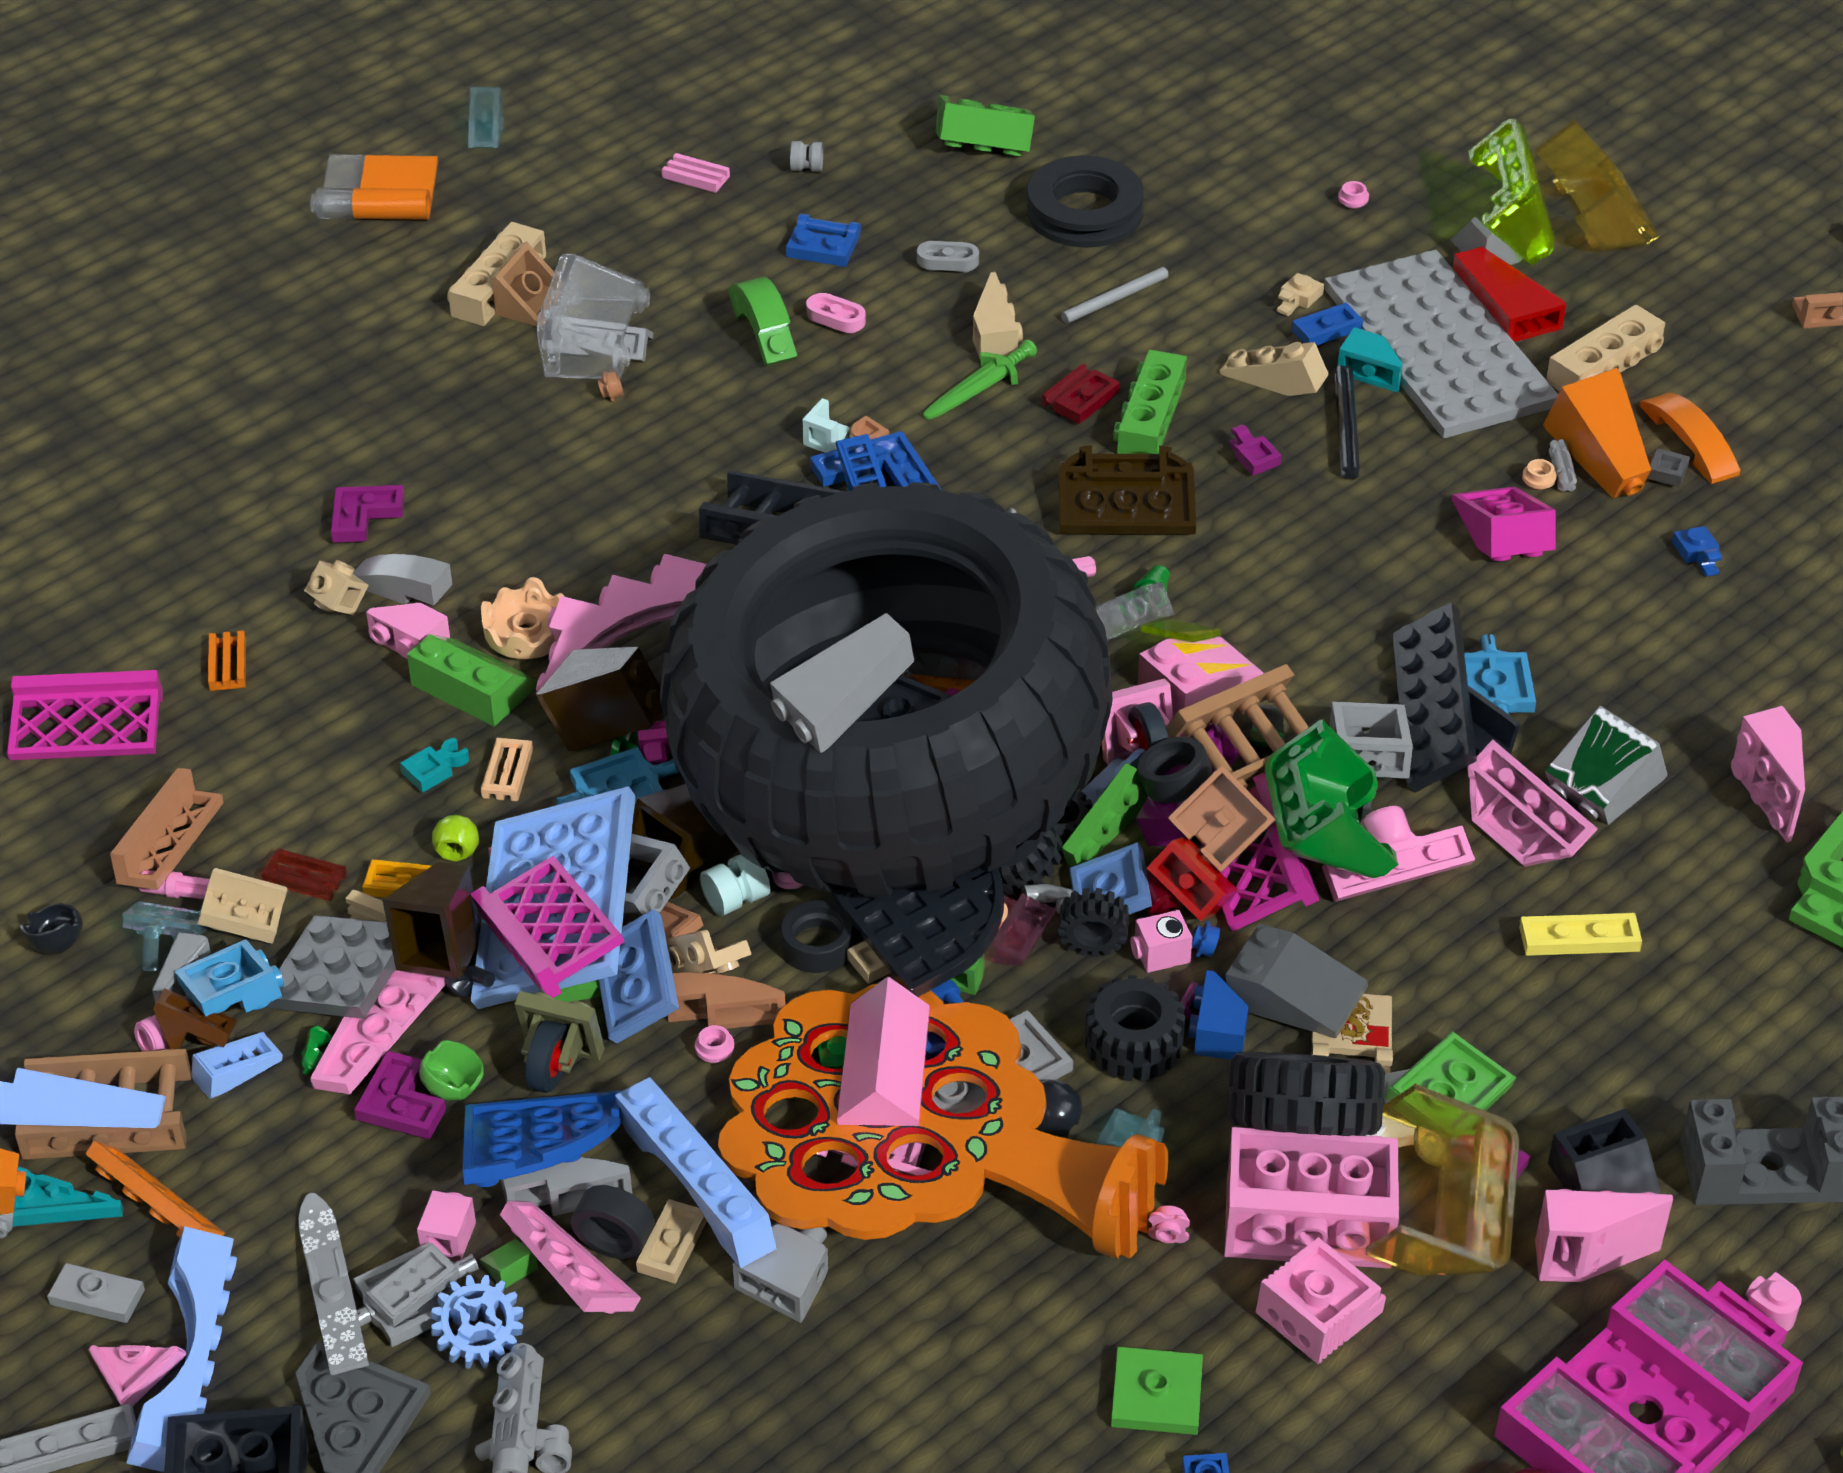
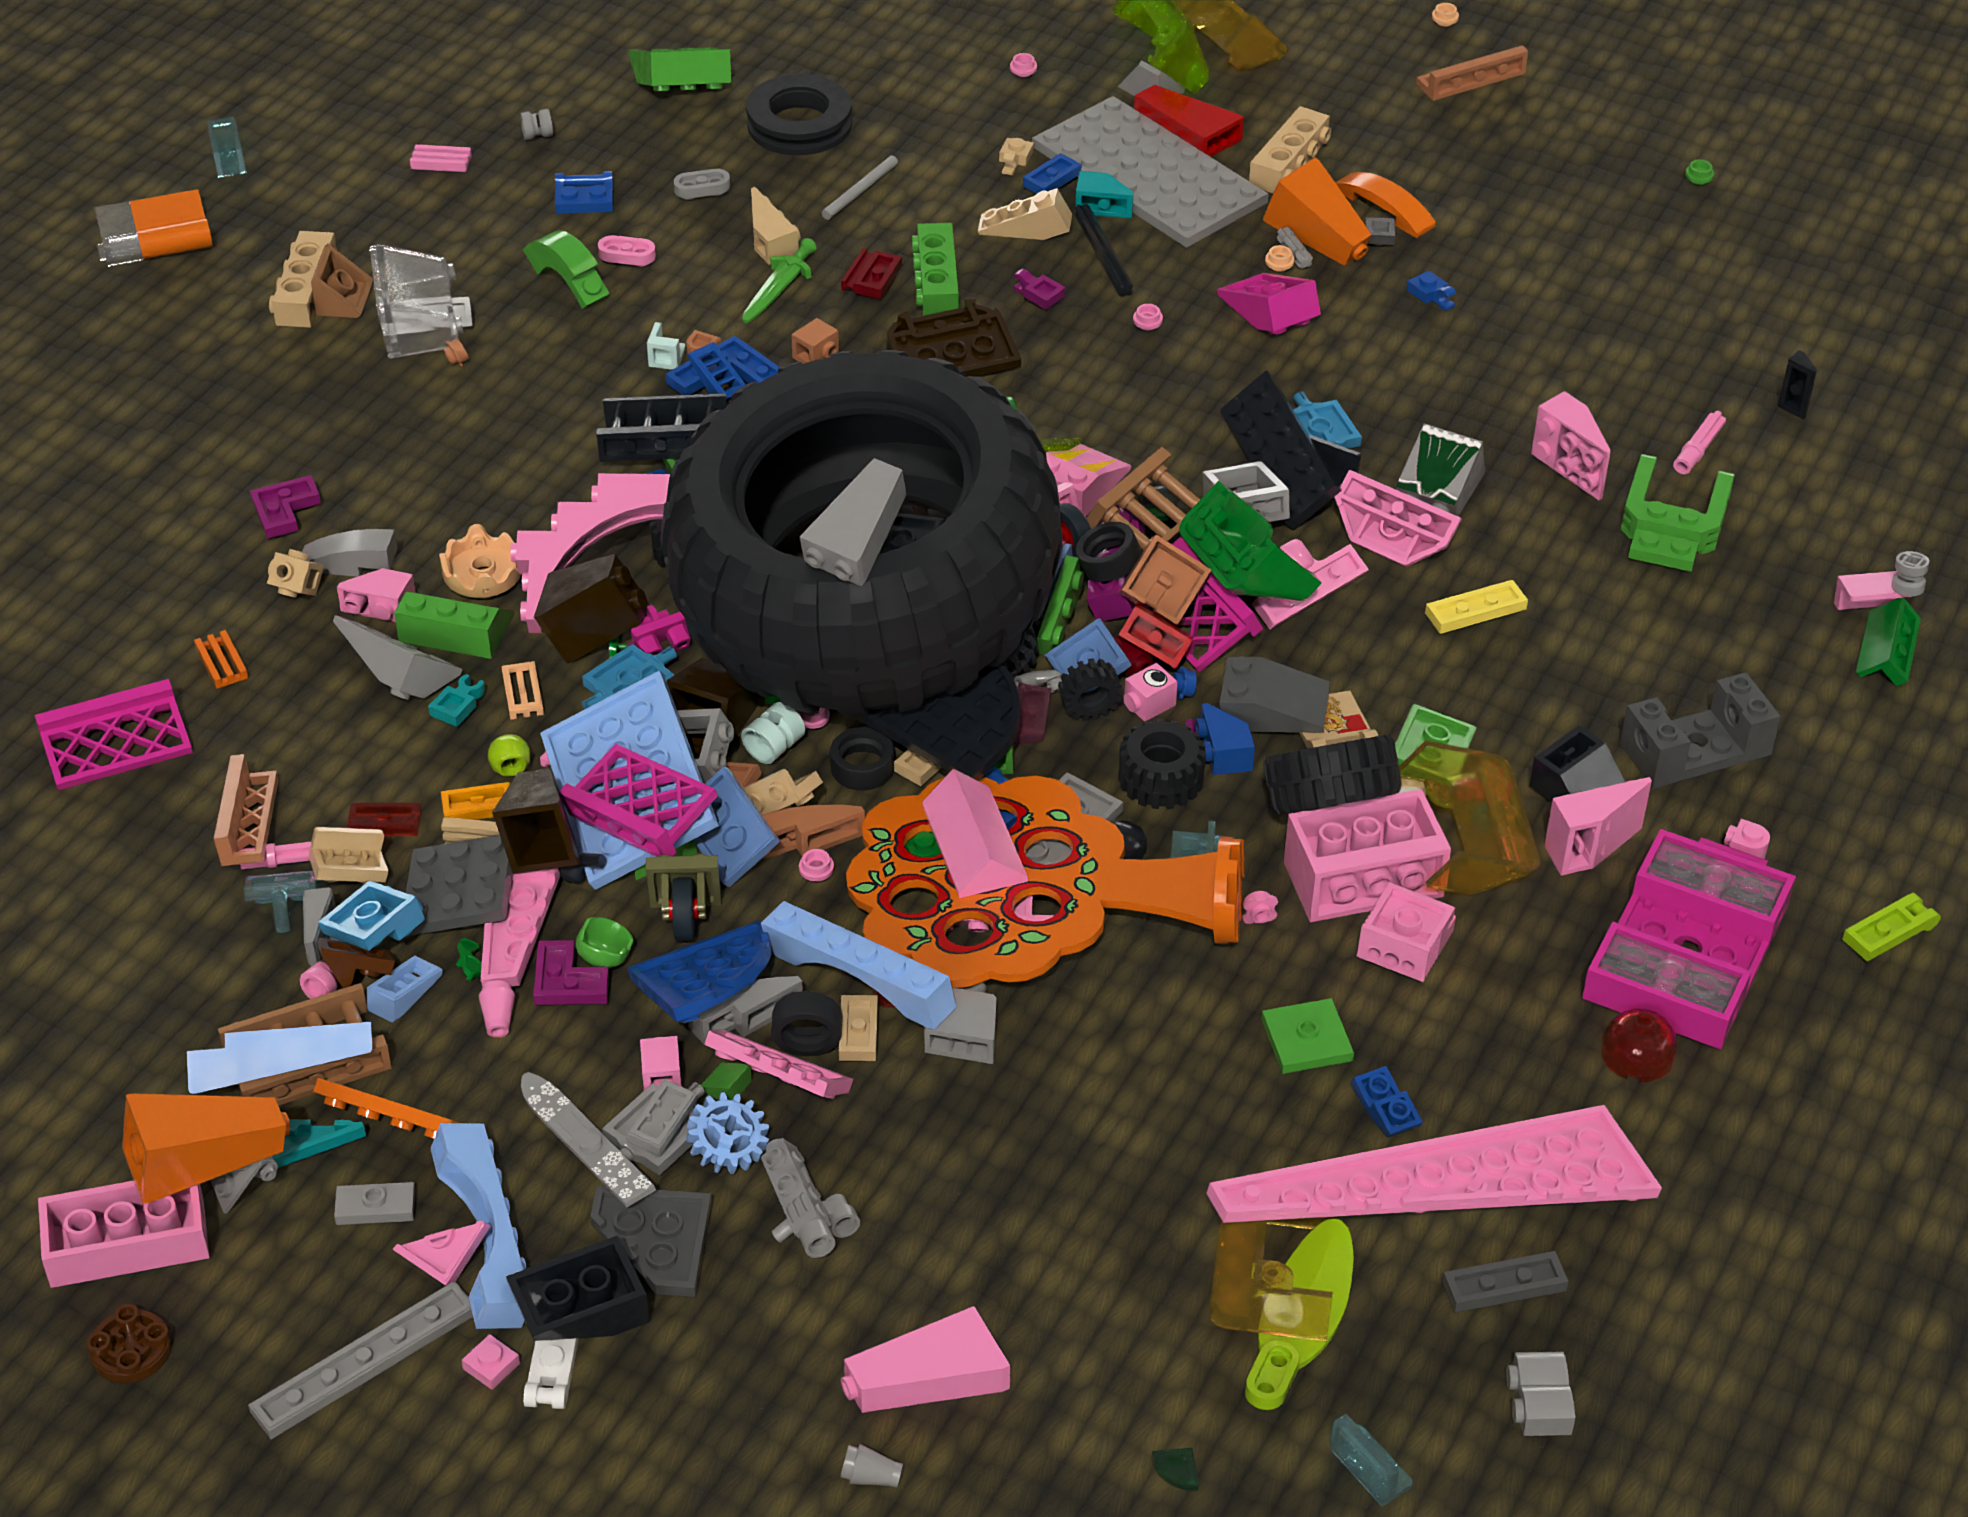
camera: 20 degrees left, 0 degrees up
(53, 928) = (181, 918): black hair -> none
(314, 1112) = (497, 1007): none -> bright pink cone
(392, 708) = (396, 662): none -> light grey wedge
(983, 459) = (814, 341): none -> nougat brick
(1360, 509) = (1148, 317): none -> bright pink plate

